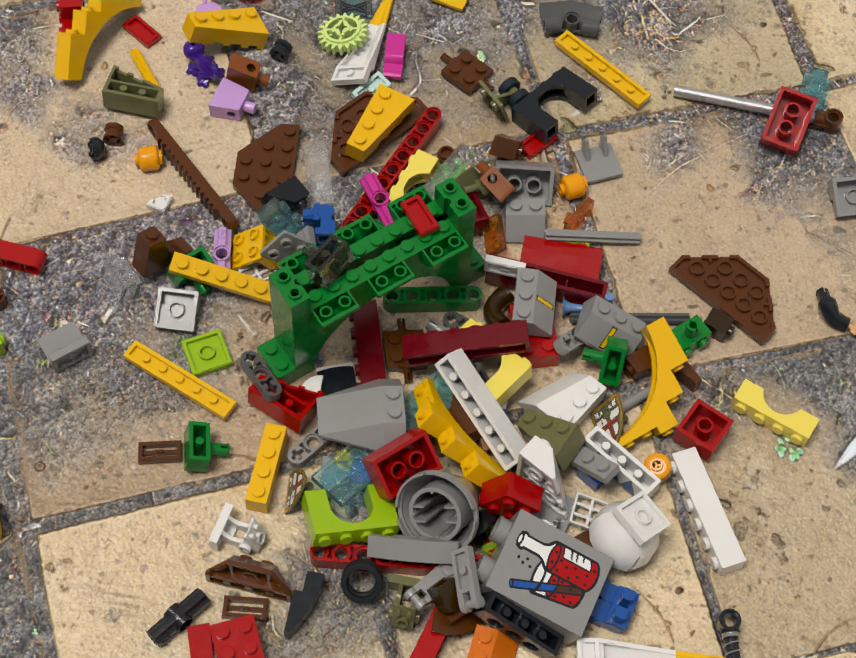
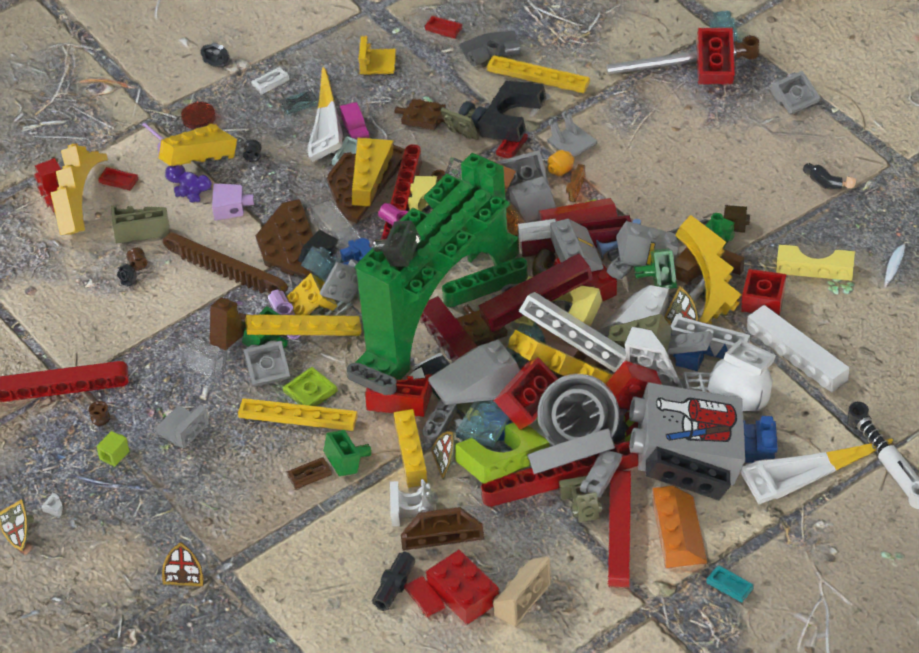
camera: 15 degrees left, 15 degrees down
(142, 66) = (130, 200): yellow axle -> none
(149, 158) = (179, 266): light orange head -> none
(160, 204) = (207, 297): white tile -> none
(246, 72) = (231, 172): dark orange torso -> none
(247, 600) = (445, 551): reddish brown tile -> none
(304, 603) = (496, 531): black slope -> none
(343, 33) = (300, 120): yellowish green gear -> none
(354, 595) = (522, 495): black tyre -> none
(419, 216) = (457, 192): red tile -> none
(445, 595) = (618, 472): dark brown brick -> none
(455, 623) = (630, 489): reddish brown shield -> none
(466, 579) = (629, 448): light grey plate -> none
(506, 147) = (490, 150): reddish brown slope -> none
(592, 236) = (596, 192): light grey axle -> none
(662, 461) = (742, 325): light orange head -> none
(732, 288) = (732, 187): reddish brown plate -> none

